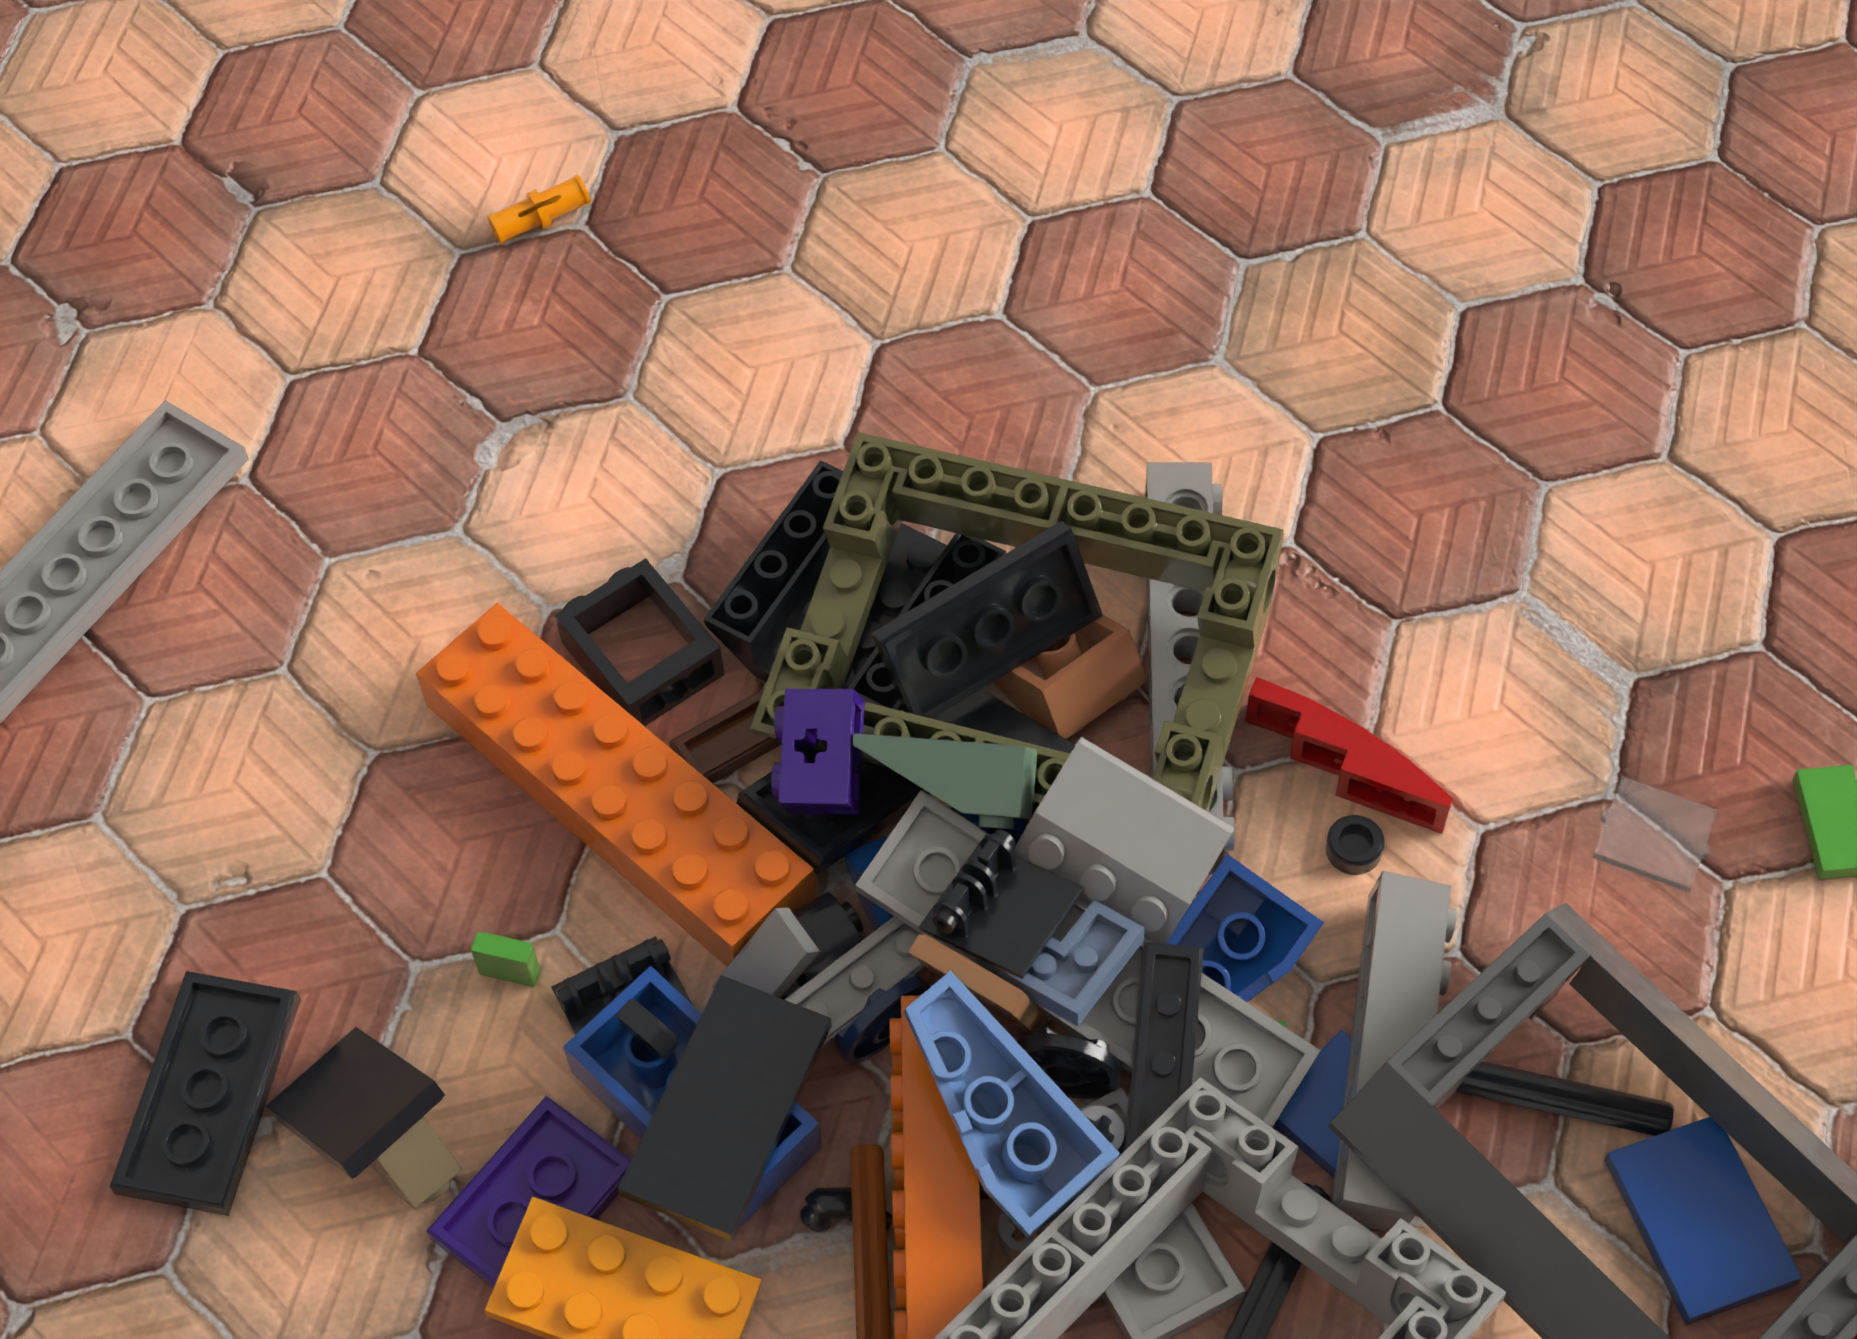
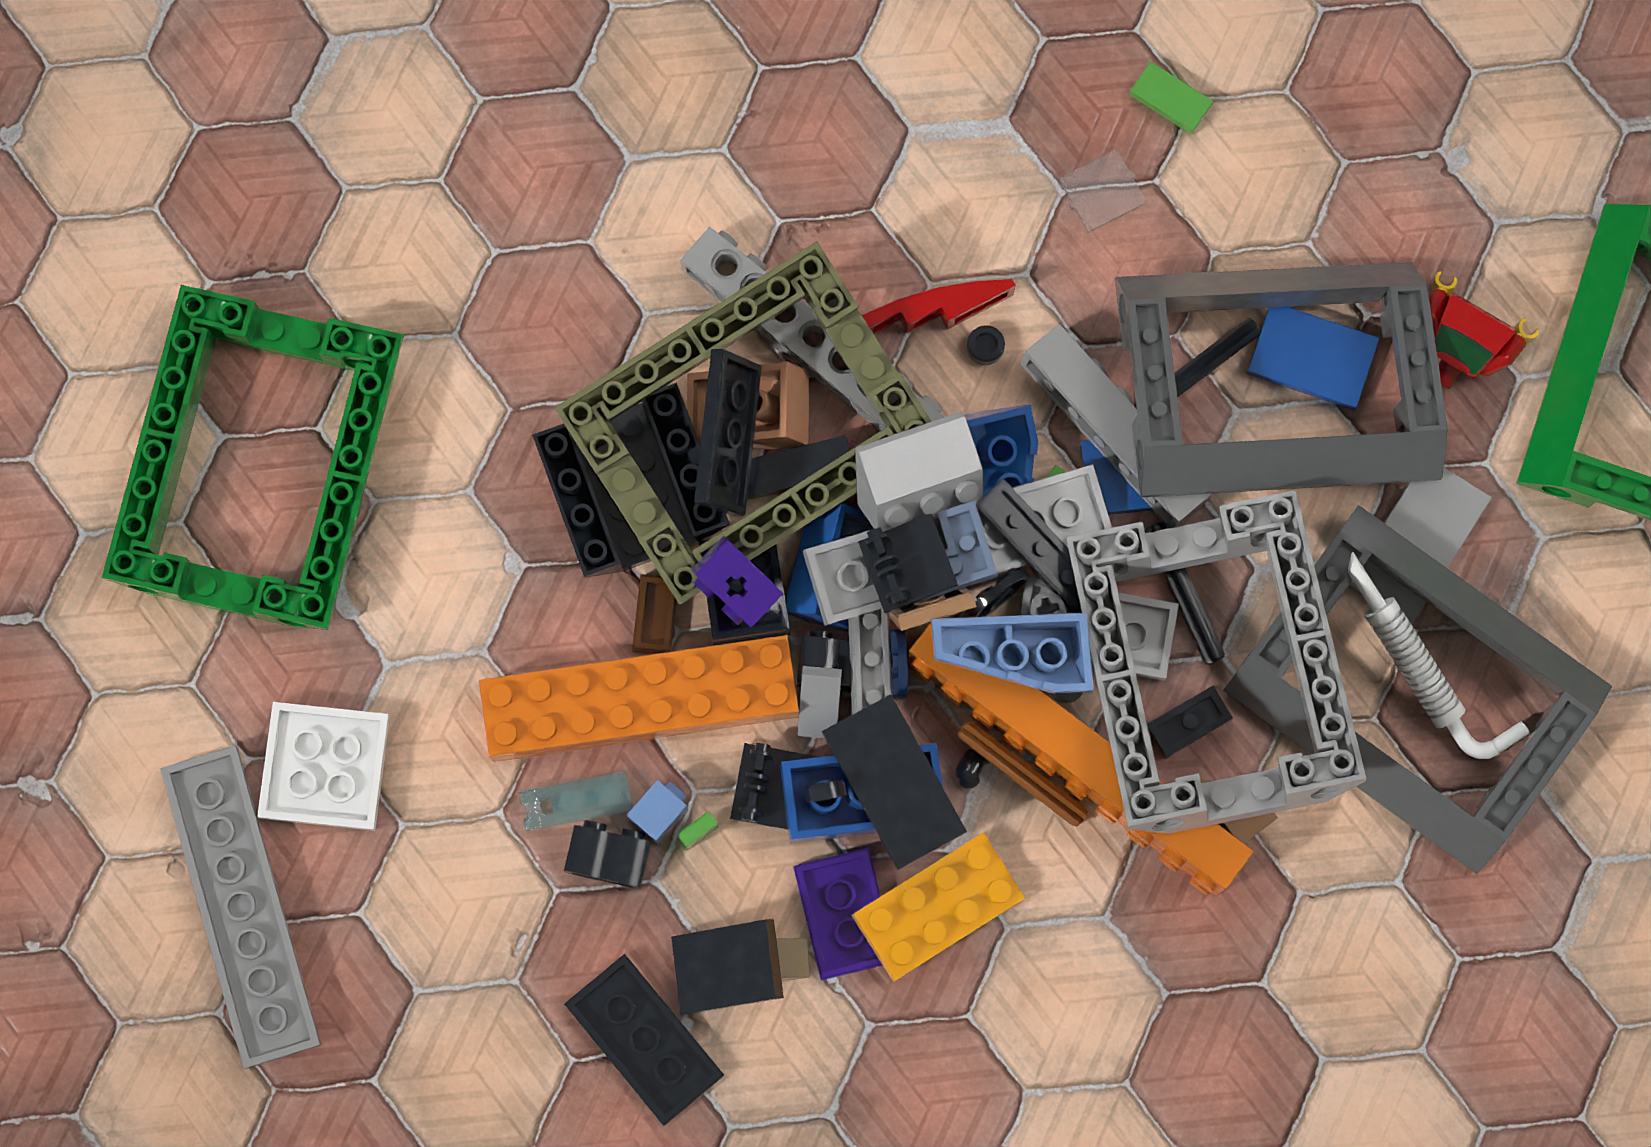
camera: 55 degrees left, 20 degrees up
(287, 545) = (323, 766): none -> white plate
(401, 888) = (608, 855): none -> black brick
(445, 816) = (577, 801): none -> clear light blue plate
(496, 899) = (658, 810): none -> medium blue brick
(539, 209) = (196, 454): light orange pin -> none
(598, 143) = (195, 326): none -> green slope
(665, 683) = (597, 620): black window -> none
(969, 776) = (814, 521): sand green slope -> none

